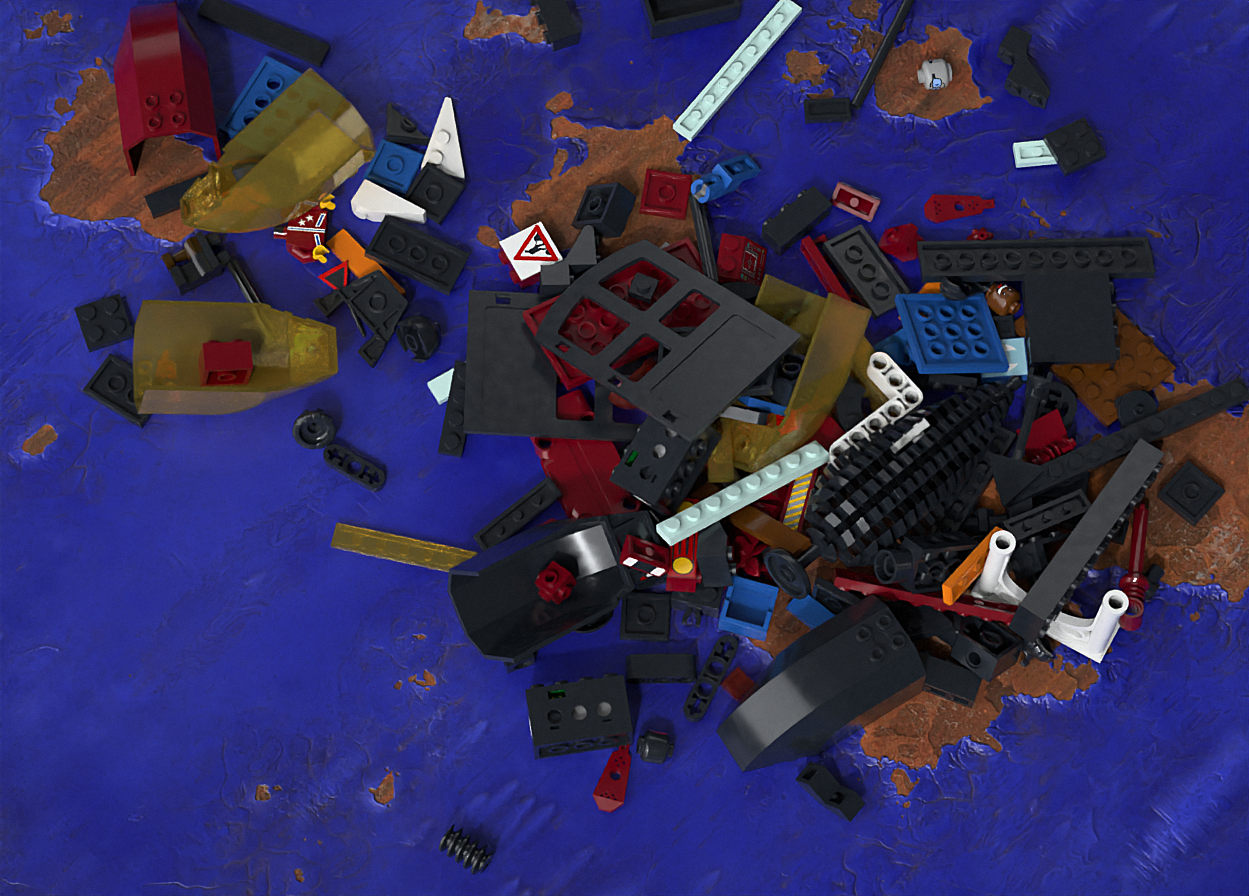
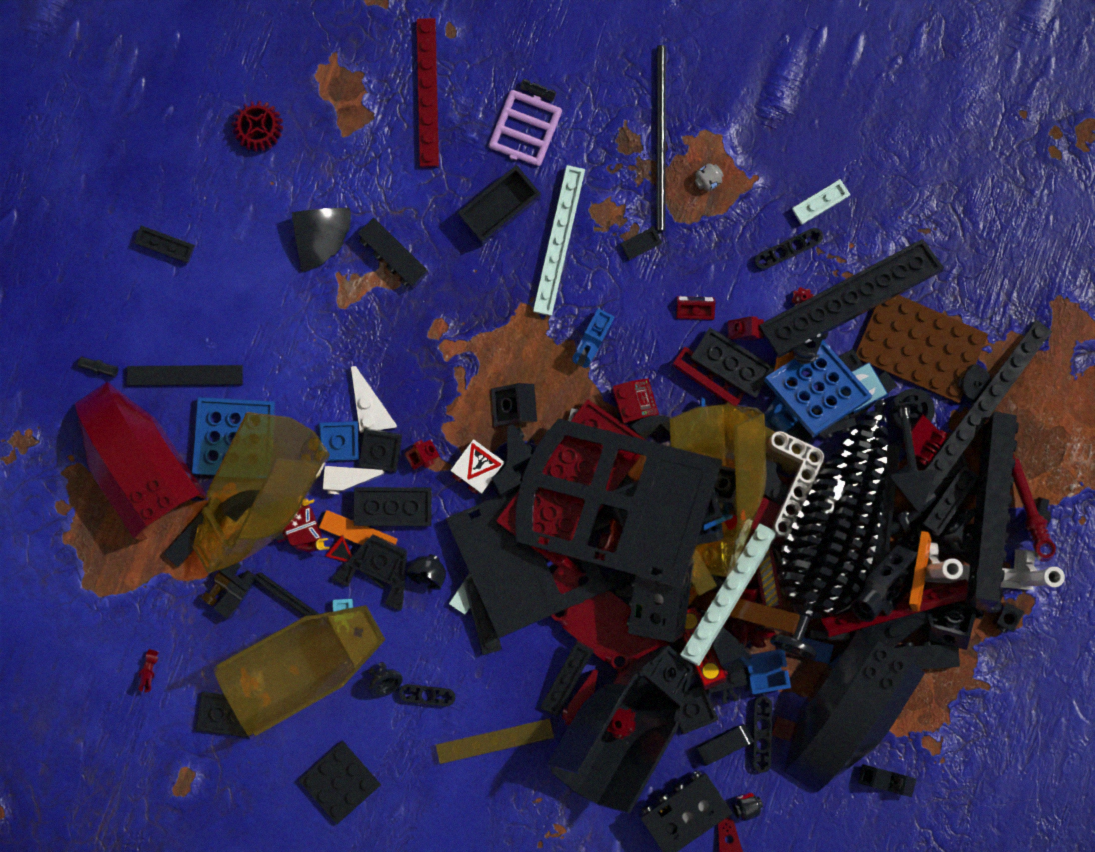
camera: 30 degrees left, 15 degrees up
(61, 308) = (147, 674): none -> dark red piece
(104, 322) = (184, 668): black plate -> none
(210, 516) = (340, 782): none -> black plate
(225, 363) = (295, 666): dark red brick -> none
(402, 130) = (330, 408): black tile -> none
(476, 215) = (422, 454): none -> dark red brick
(643, 288) = (576, 458): black plate -> none
(645, 556) = (681, 679): dark red slope -> none
(665, 194) = (552, 368): dark red tile -> none
(703, 239) = (602, 398): black axle -> none
(796, 220) = (659, 345): black brick -> none
(947, 207) = (765, 281): dark red piece -> none
(989, 181) = (789, 250): none -> black beam
(1003, 299) = (841, 339): reddish brown head -> none
(1023, 78) = (775, 150): black arch -> none
(1063, 671) = (1015, 614): none -> black brick
(1069, 319) = (898, 337): black panel -> none
(1074, 147) = (839, 191): black plate -> none
(1191, 494) = (1041, 428): black plate -> none

